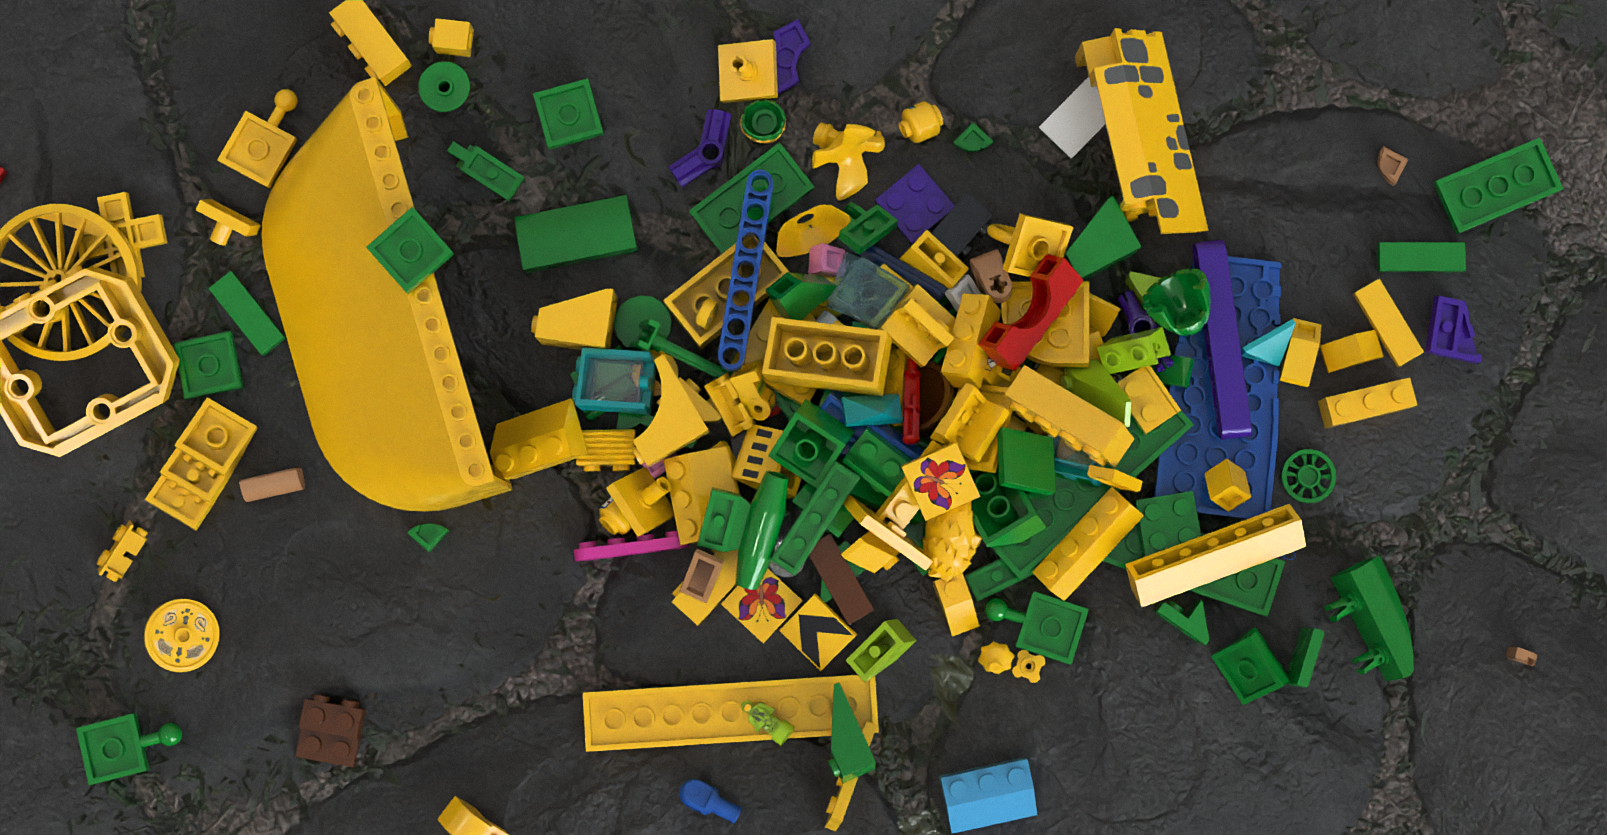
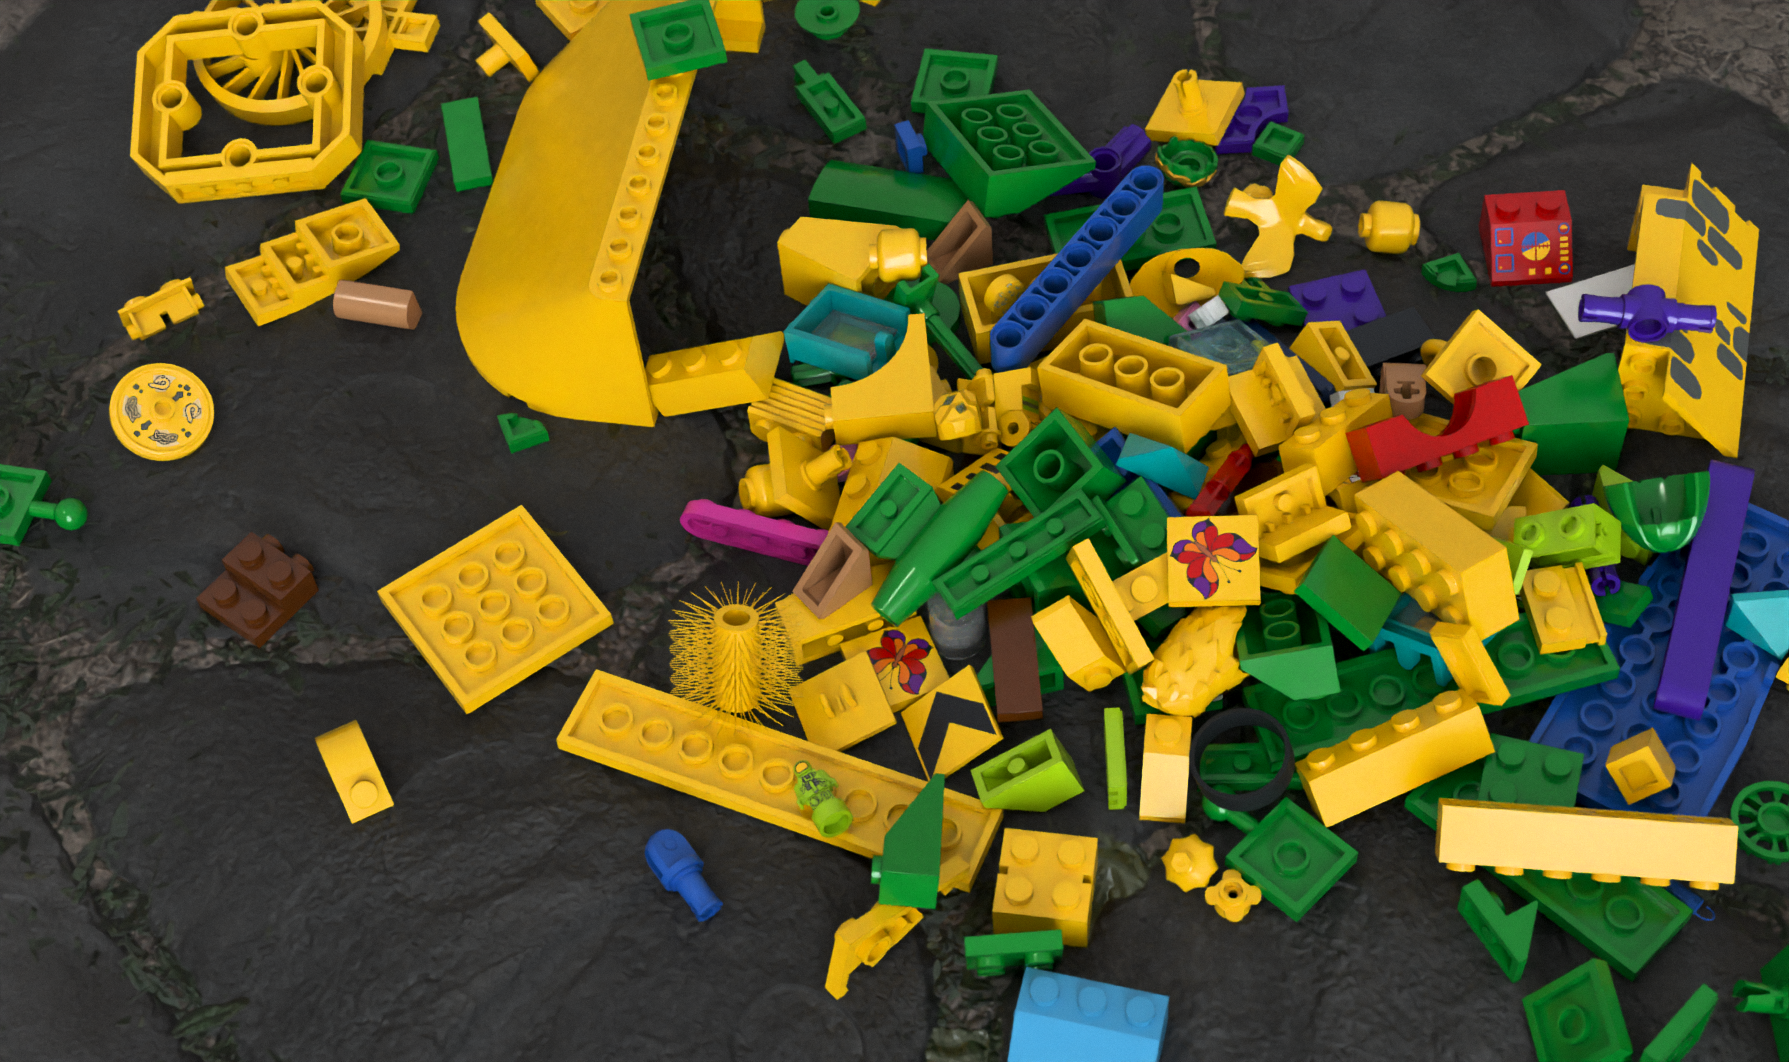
camera: 35 degrees right, 30 degrees down
(491, 675) = (495, 608): none -> yellow plate
(567, 187) = (910, 147): none -> blue plate
(626, 318) = (898, 254): none -> yellow head
(639, 171) = (1003, 149): none -> green slope
(644, 263) = (962, 245): none -> medium nougat slope
(674, 659) = (736, 658): none -> yellow piece
(724, 425) = (957, 415): none -> yellow rock
(744, 645) = (843, 704): none -> yellow piece
(813, 237) = (1183, 290): none -> yellow slope
(814, 72) = (1277, 143): none -> green tile
(838, 255) = (1209, 313): none -> white axle
(923, 609) = (1115, 758): none -> lime tile
(923, 714) = (1044, 884): none -> yellow piece
(927, 769) = (1028, 949): none -> green plate
(984, 611) = (1223, 722): none -> black tyre
(1014, 94) = (1527, 238): none -> red slope
(1133, 181) = (1647, 313): none -> dark purple pin

